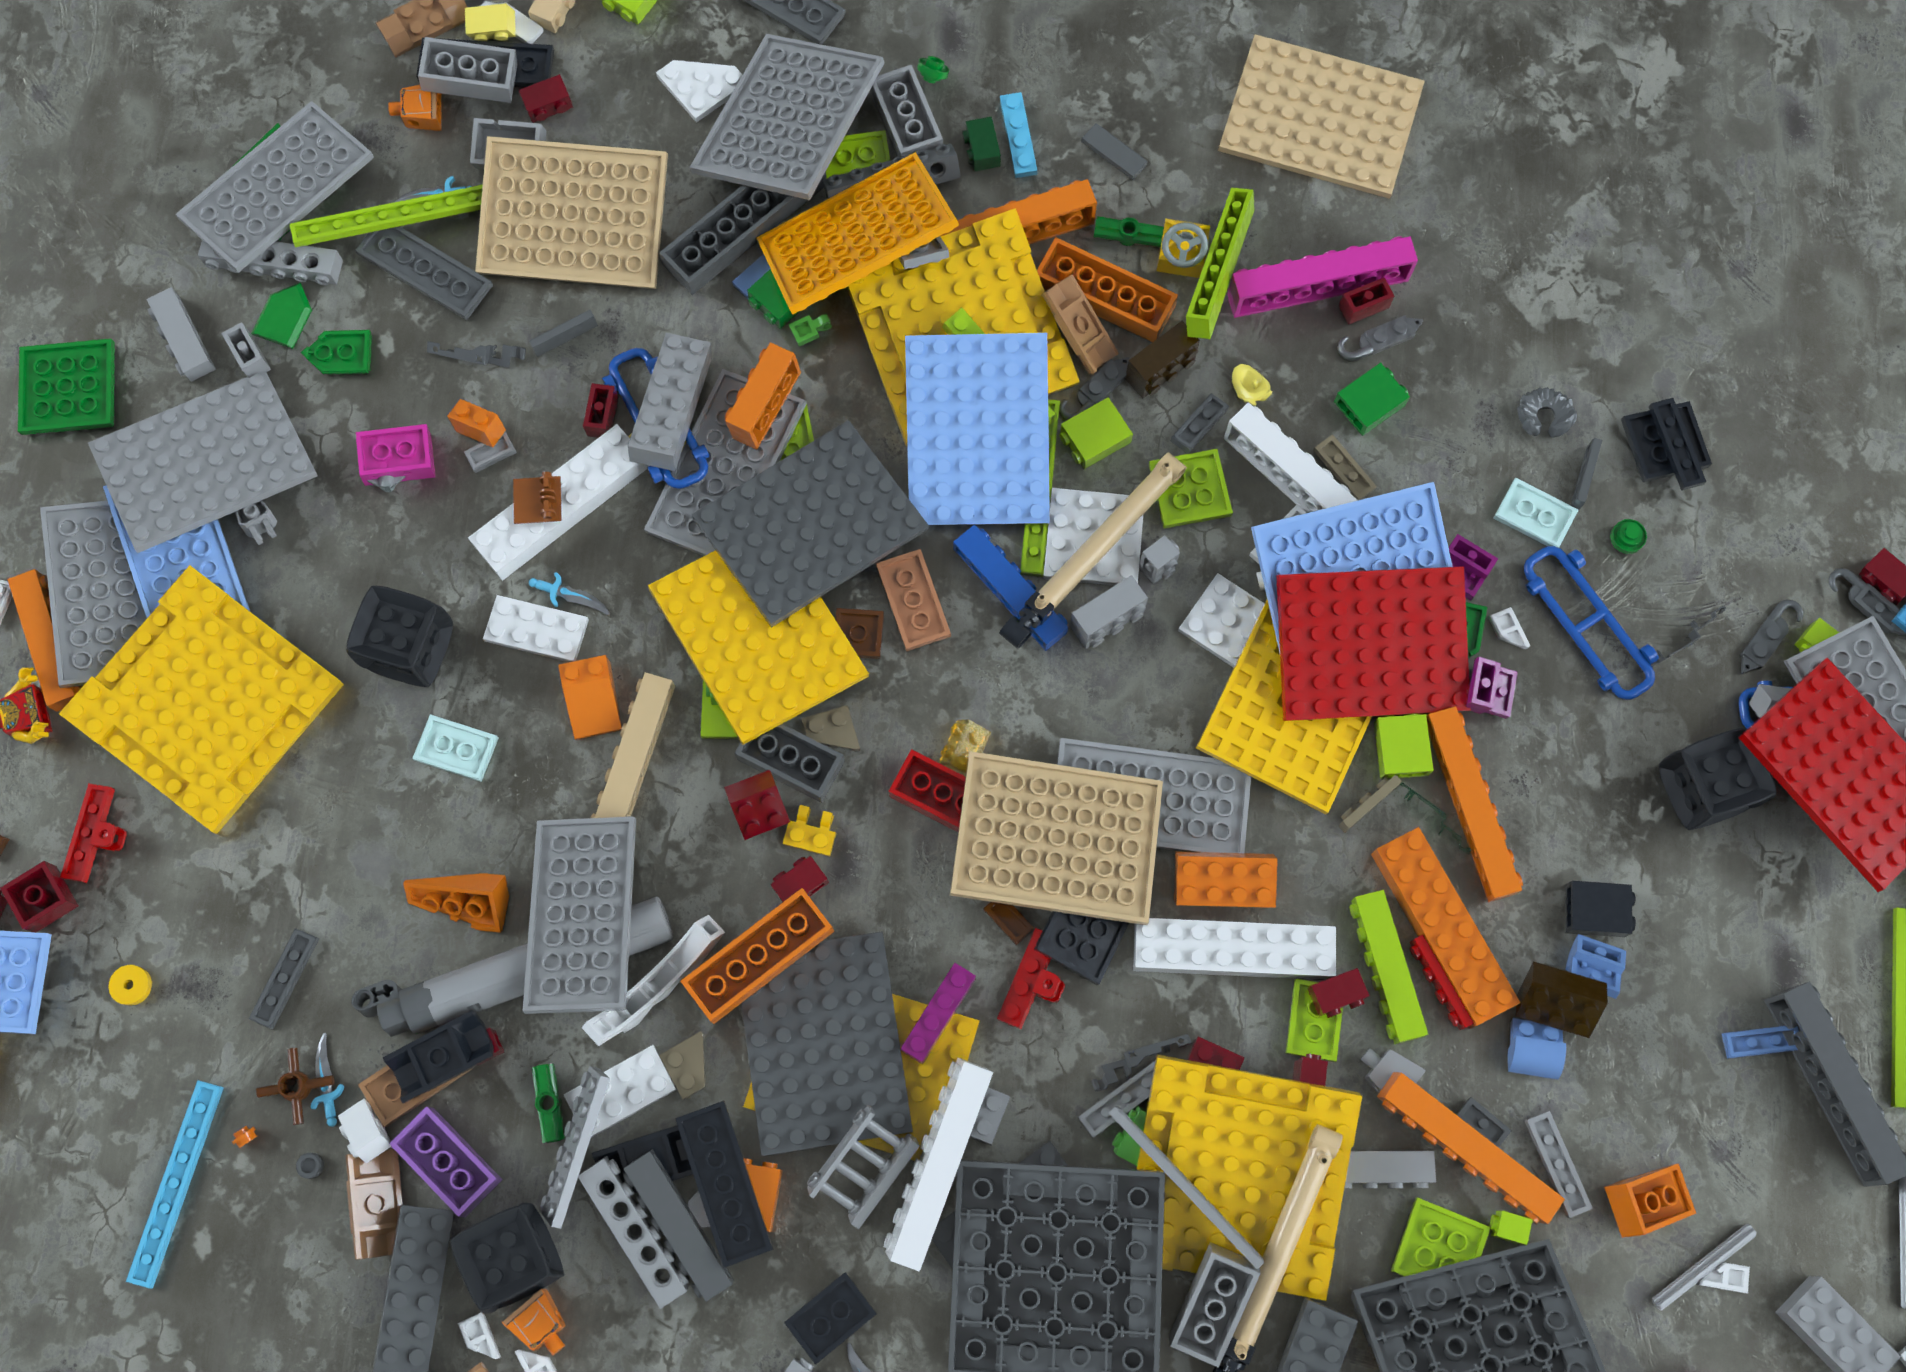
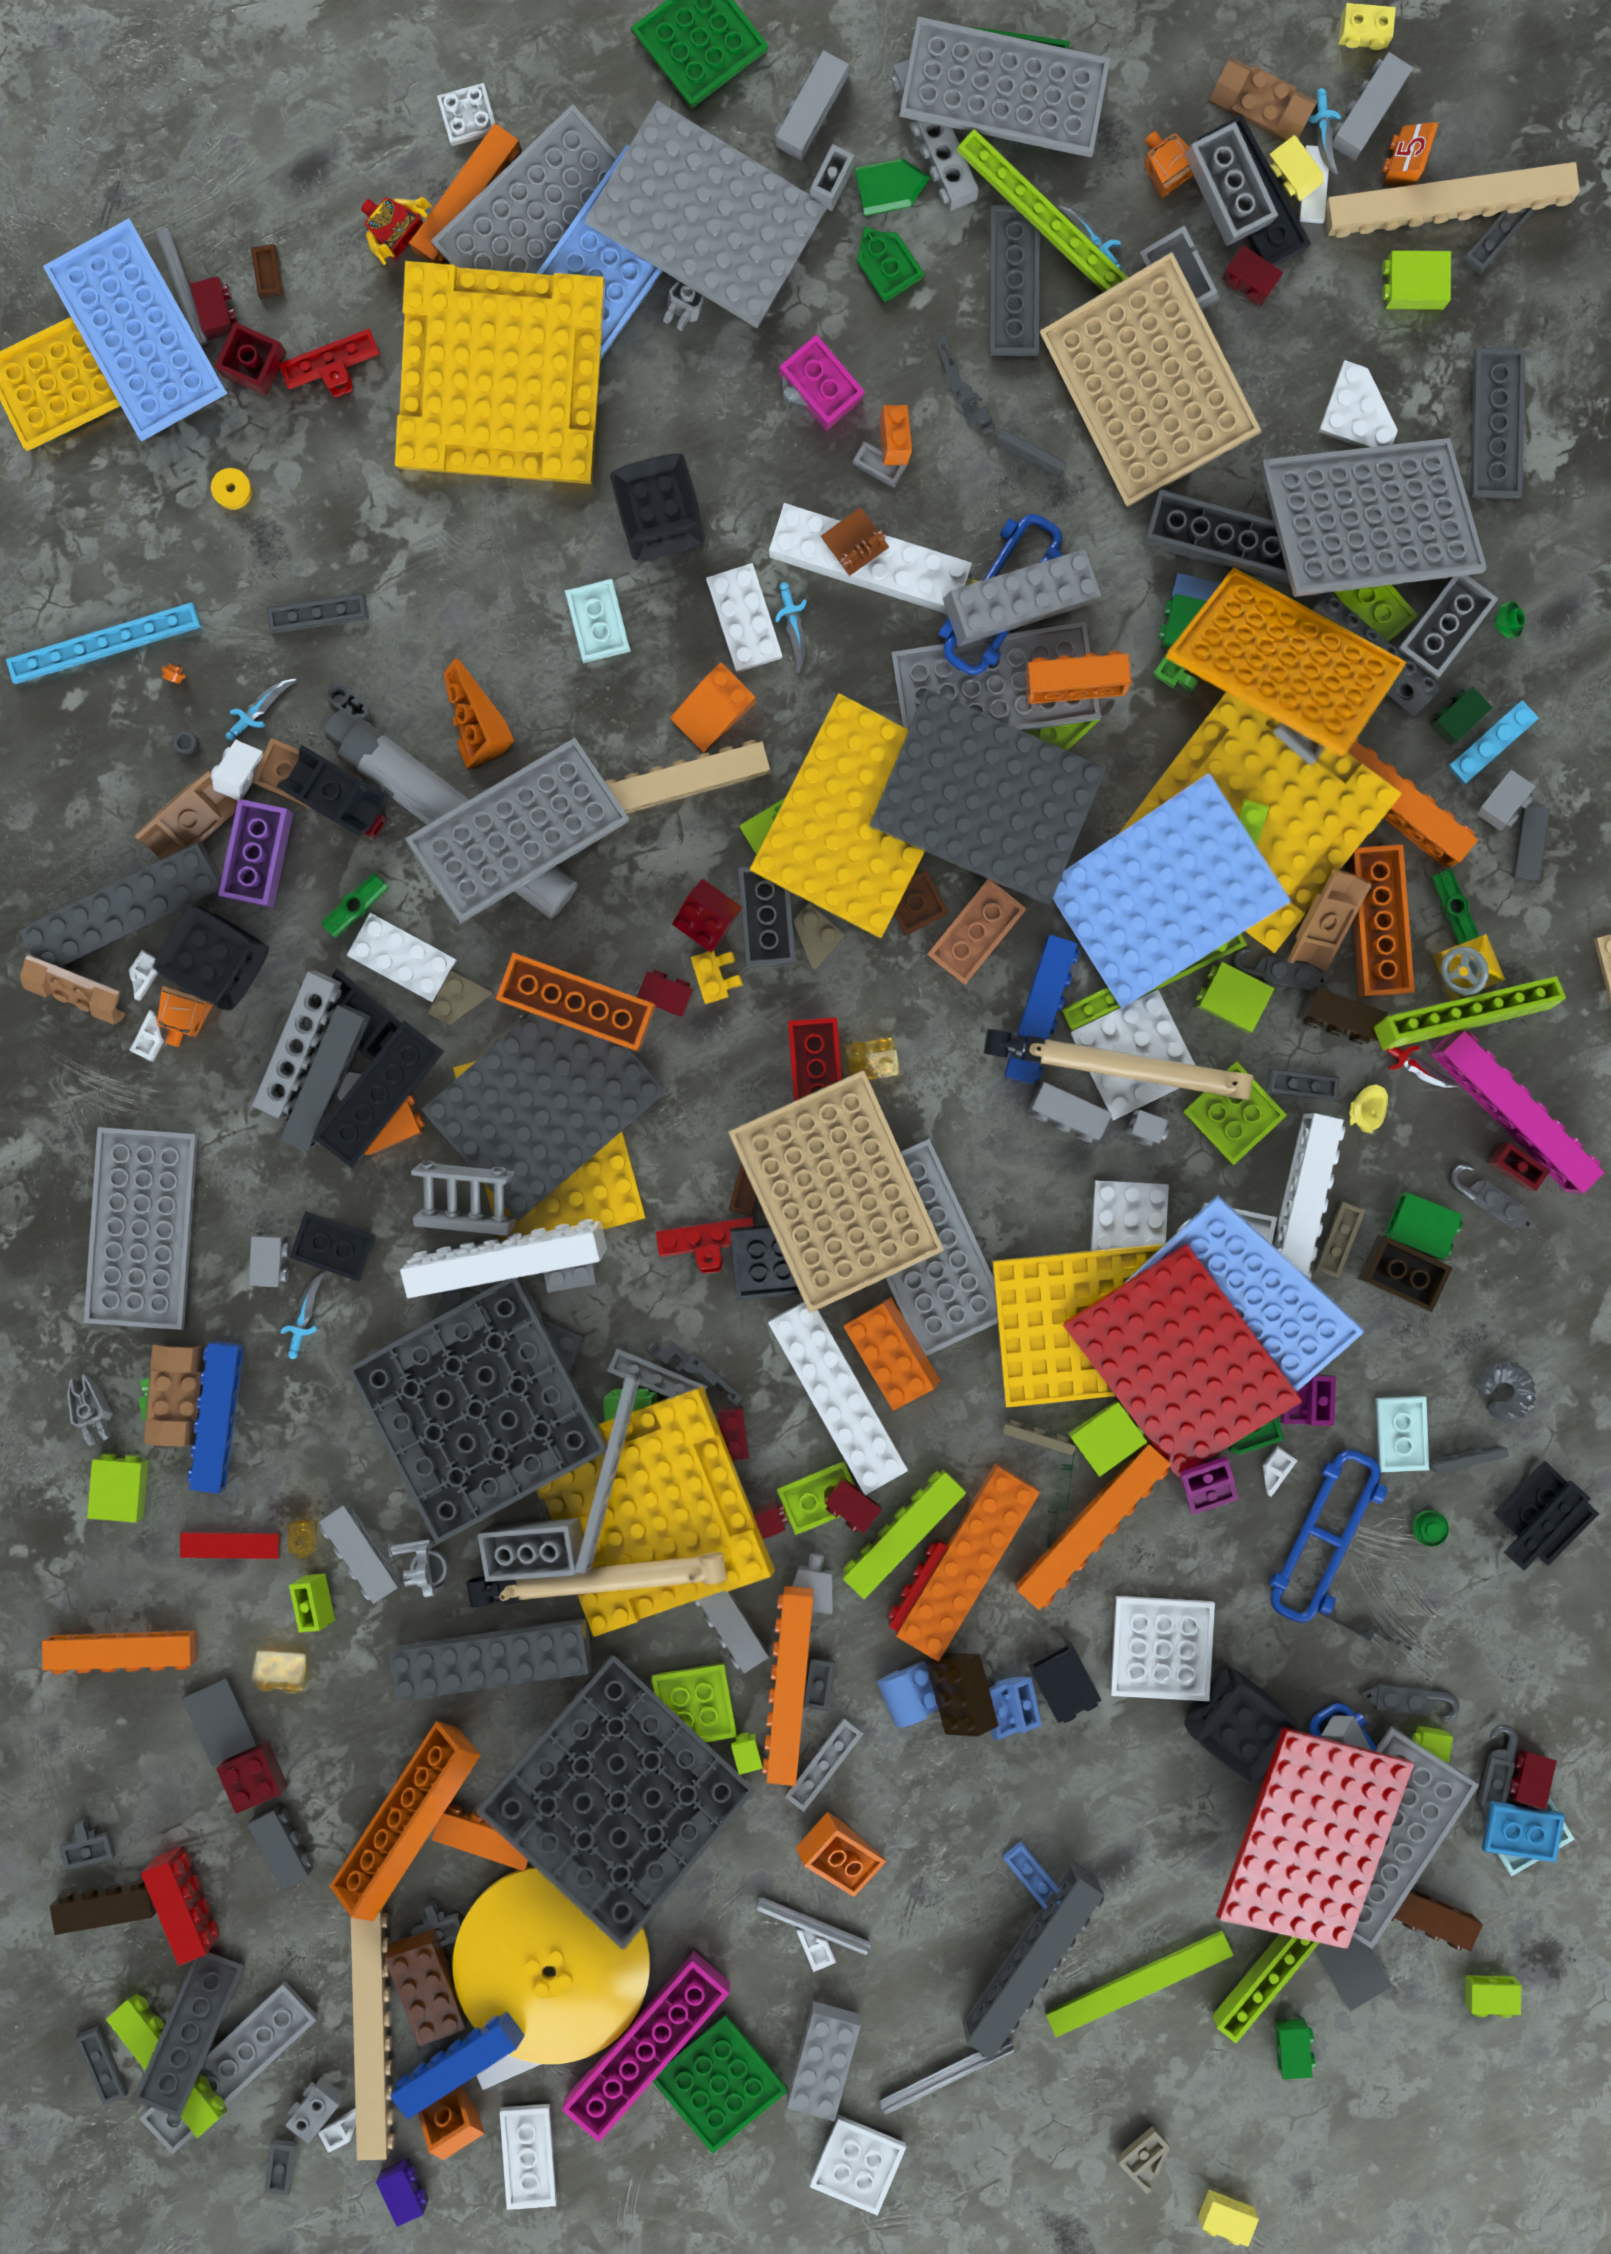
camera: 55 degrees right, 15 degrees up
(289, 1079) = (243, 694): reddish brown bar -> none
(572, 1153) = (333, 952): light grey plate -> none
(600, 410) = (976, 538): dark red brick -> none
(659, 982) = (505, 931): white arch -> none
(938, 1013) = (625, 1182): magenta brick -> none
(1070, 149) = (1506, 800): none -> light grey brick
(1236, 333) = (1418, 1066): none -> piece
(1402, 433) = (1405, 1273): none -> dark brown brick
(1613, 810) = (1162, 1648): none -> white plate

